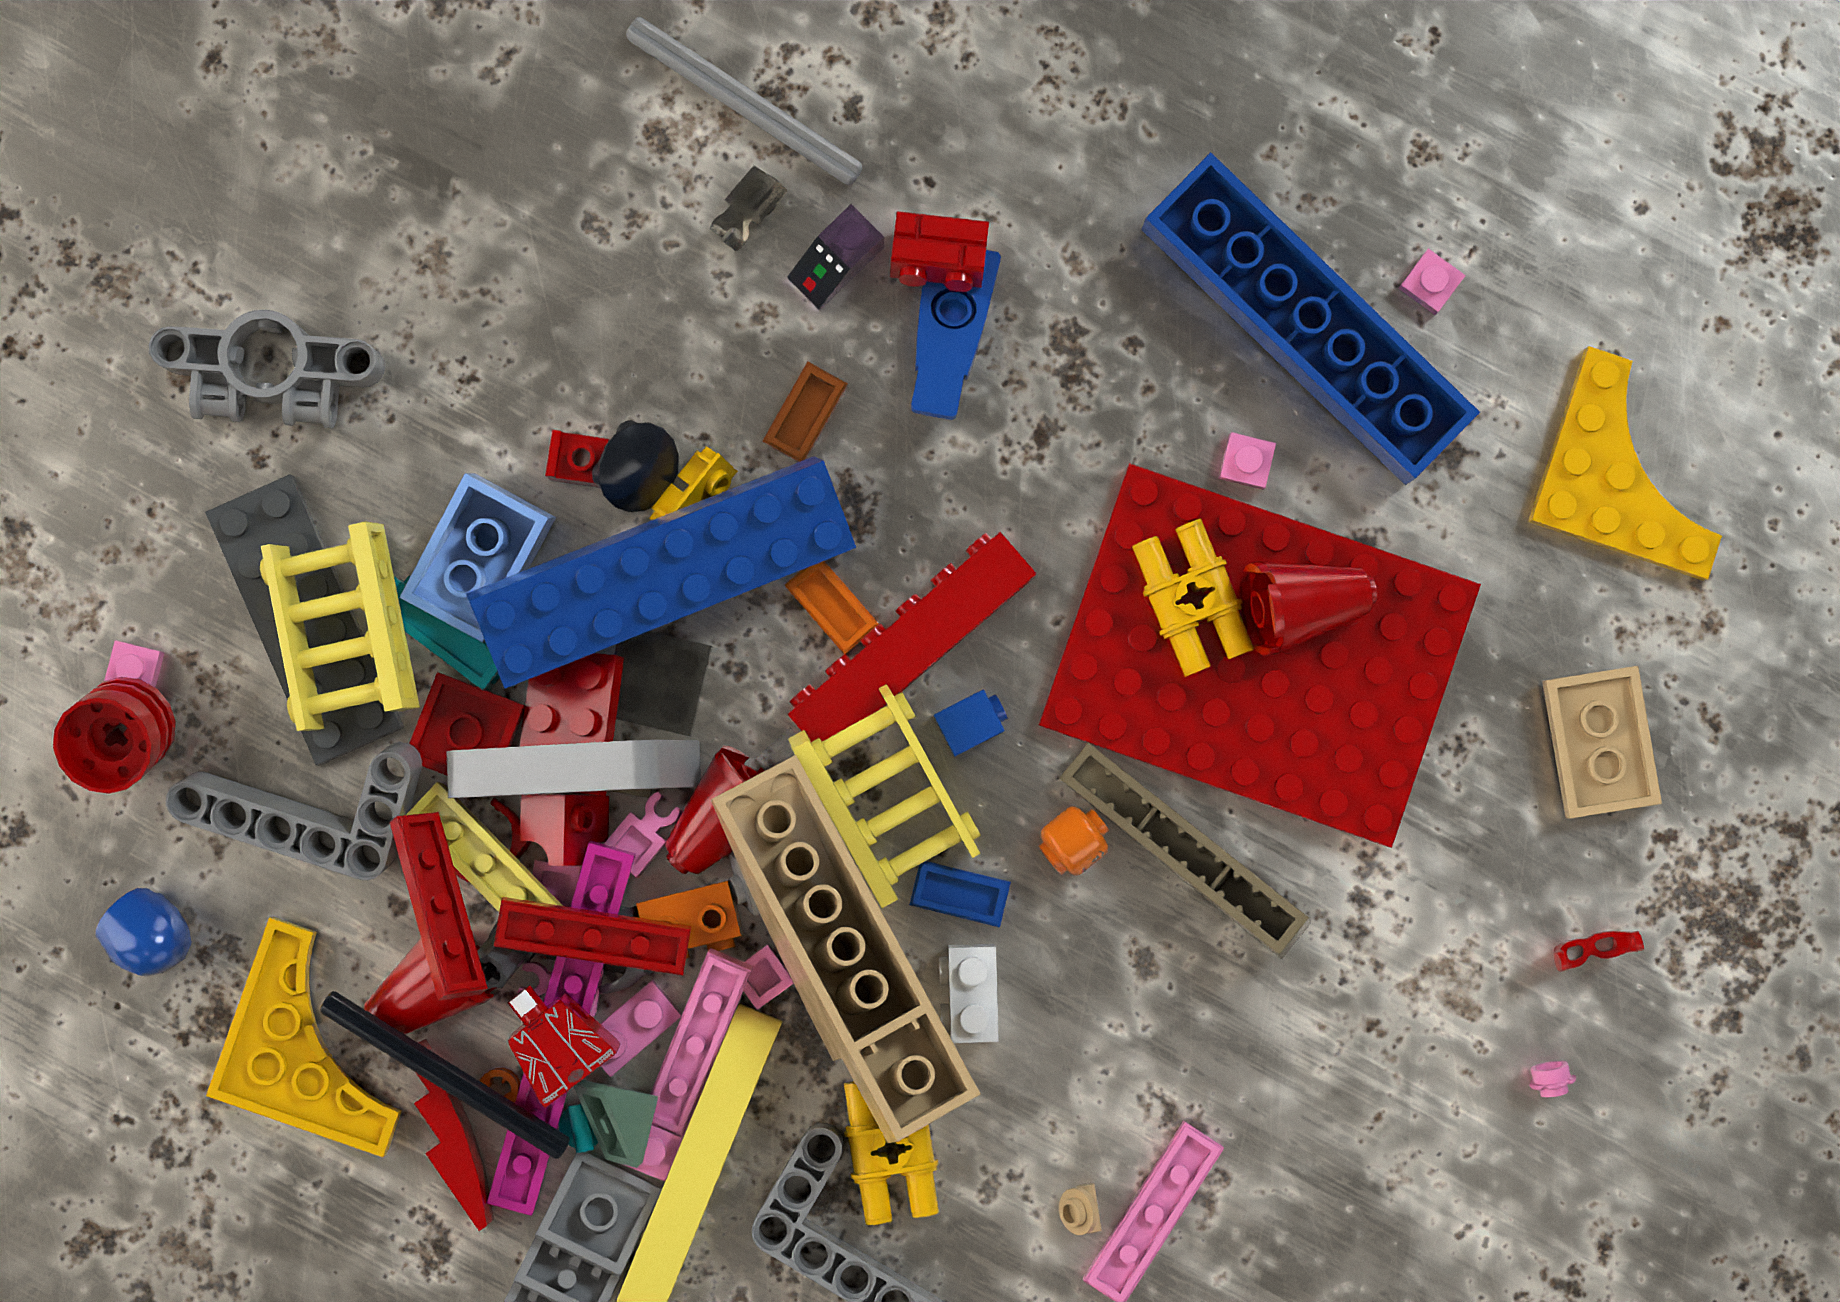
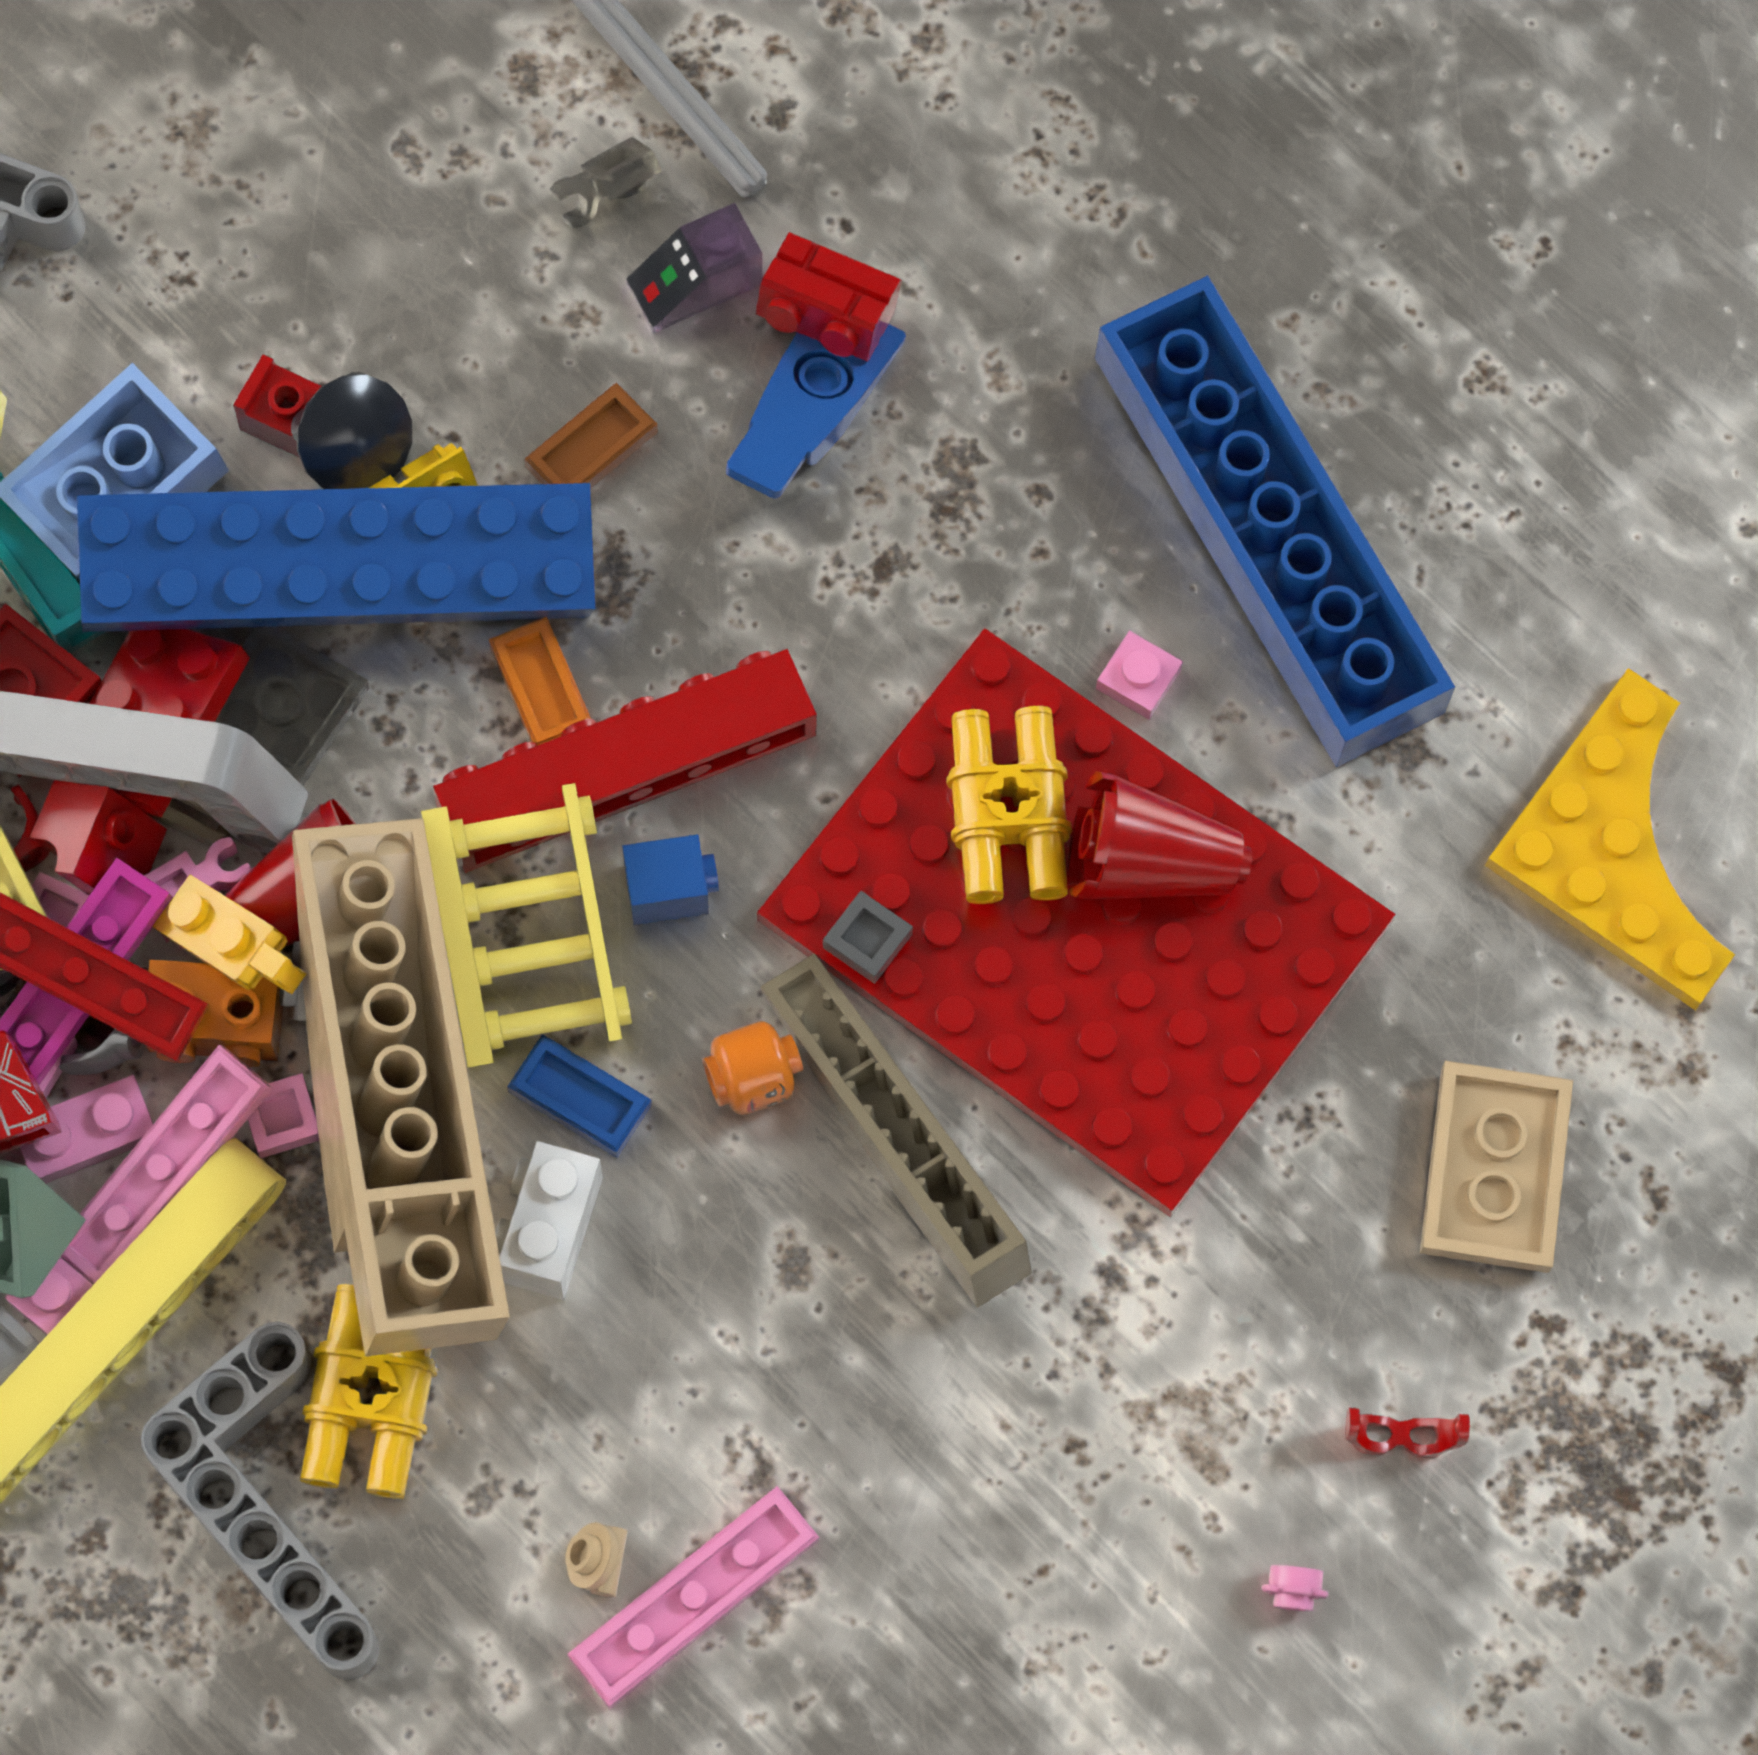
camera: 15 degrees right, 15 degrees down
(687, 875) = (227, 937): none -> yellow hinge
(1124, 723) = (867, 937): none -> dark grey tile
(1431, 281) = (1448, 532): bright pink plate -> none

